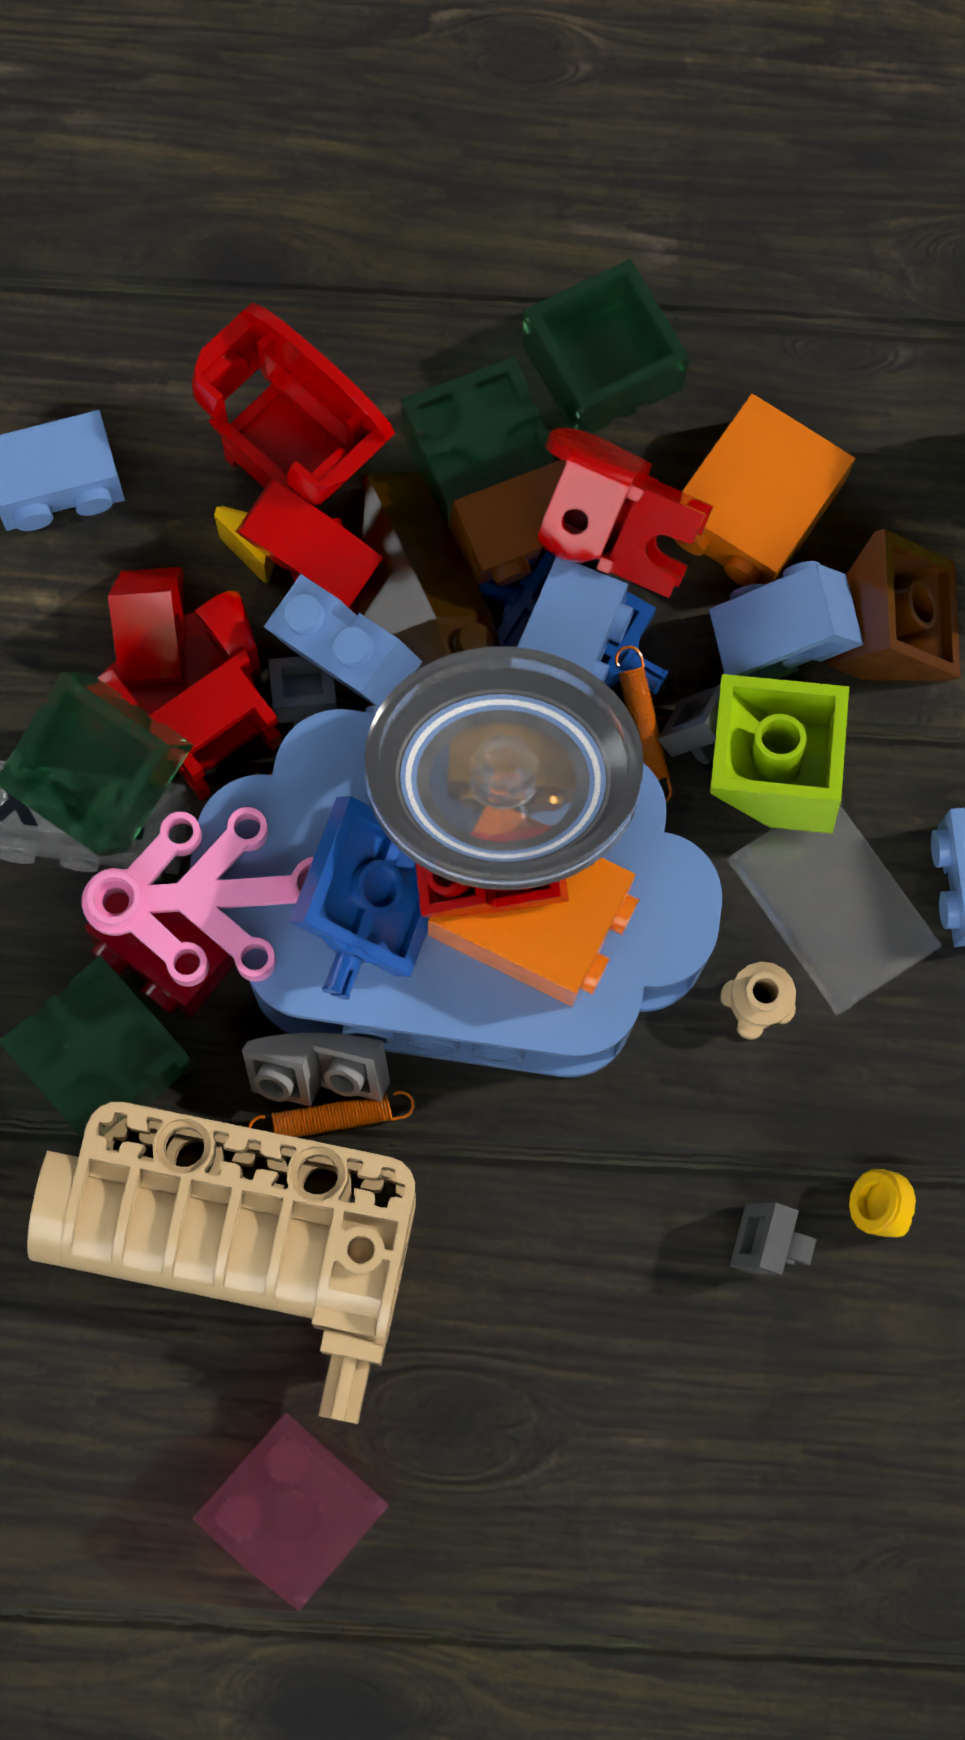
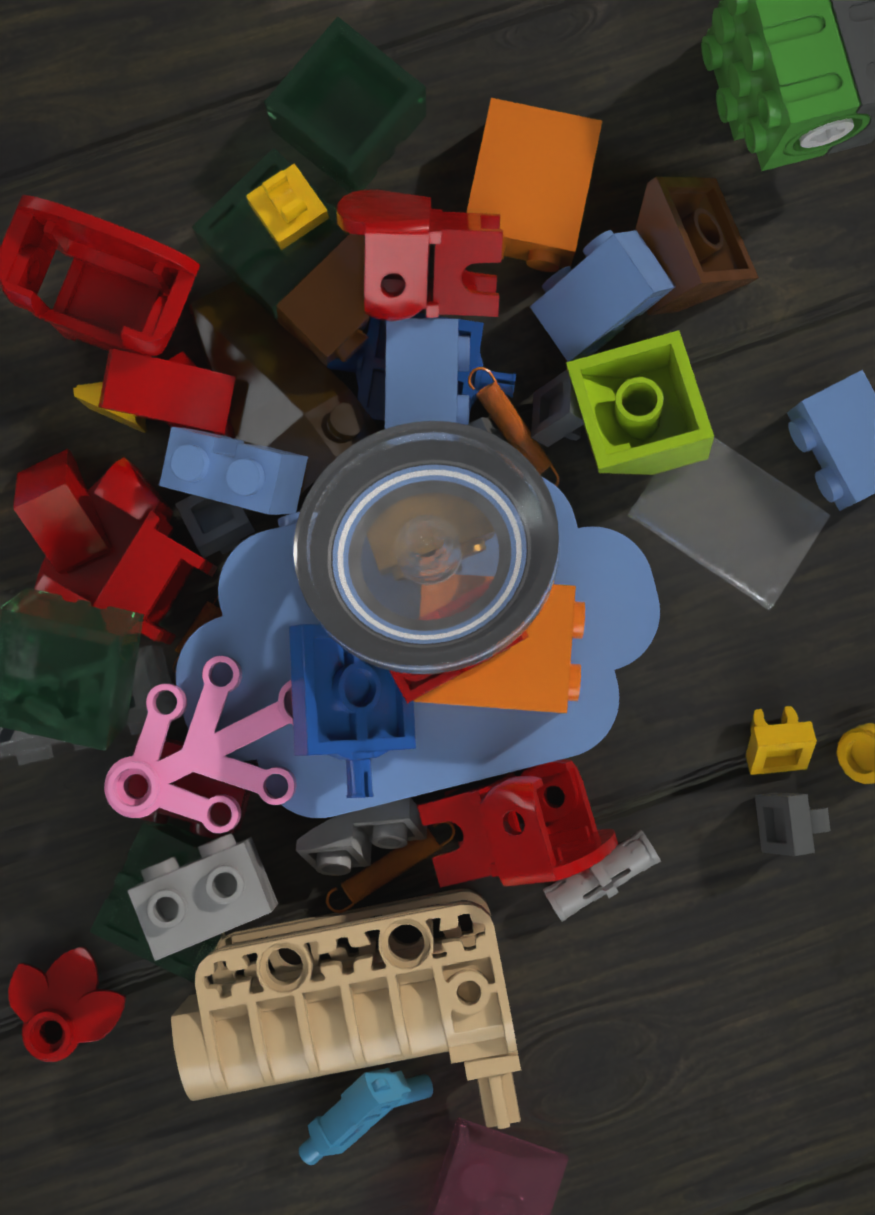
camera: 20 degrees left, 10 degrees up
(131, 1043) = (202, 897): none -> light grey brick
(200, 1344) = (361, 1109): none -> dark azure piece
(477, 1123) = (555, 837): none -> red piece
(504, 415) = (287, 206): none -> yellow tile
(549, 1215) = (603, 878): none -> light grey pin
(751, 1013) = (686, 628): tan brick -> none
(791, 1156) = (780, 745): none -> yellow tile

